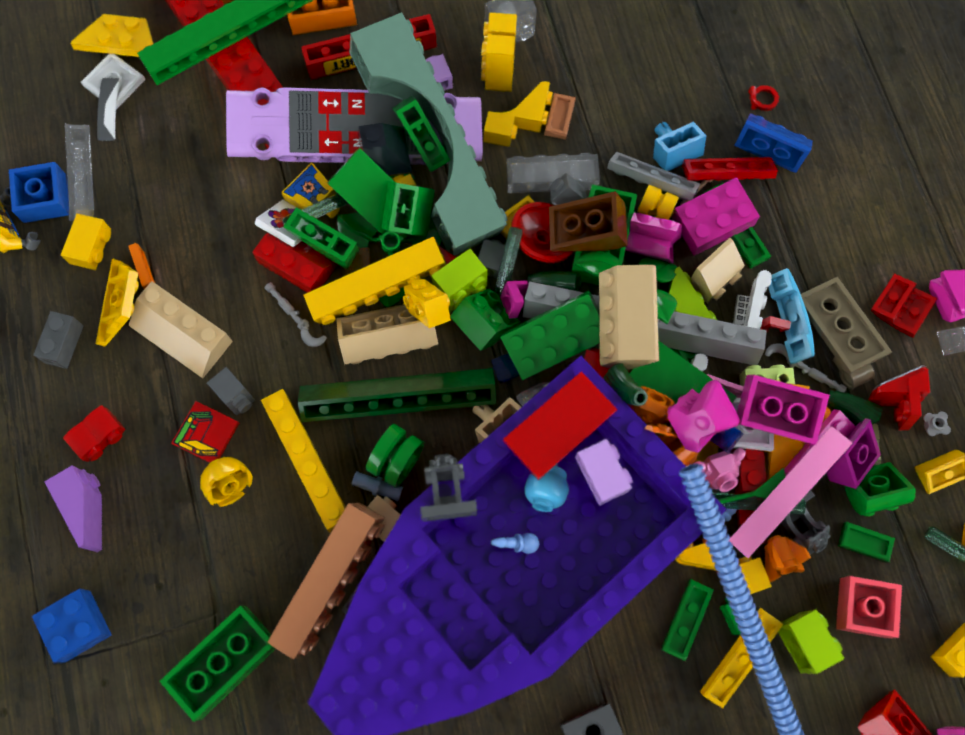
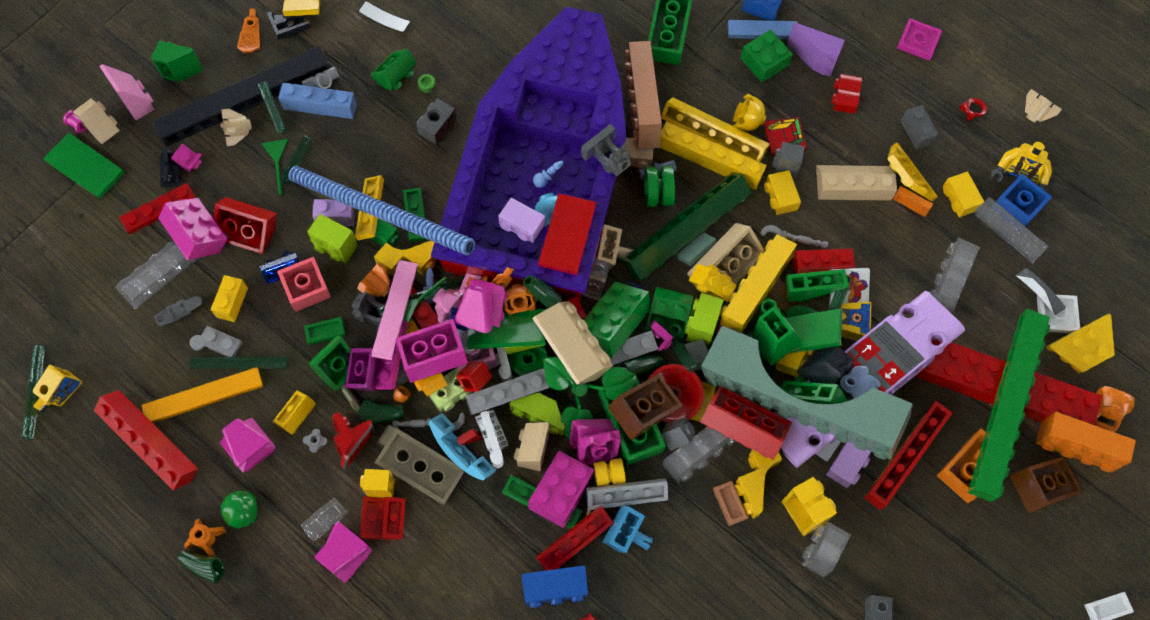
camera: 145 degrees right, 5 degrees down
(112, 587) = (754, 28): none -> medium blue tile
(140, 543) = (766, 55): none -> green brick
(176, 171) = (954, 273): none -> clear brick
(266, 367) = (782, 192): none -> yellow brick
(279, 486) = (714, 129): none -> yellow brick
(365, 109) = (861, 381): none -> sand blue plate
(405, 365) = (696, 249): none -> sand green tile
(501, 154) = (746, 422): none -> red slope
(742, 363) = (474, 376): none -> red brick
(799, 687) = (335, 211): none -> lavender brick
(872, 650) = (270, 268): none -> clear blue tile
(900, 328) = (377, 483): none -> yellow brick

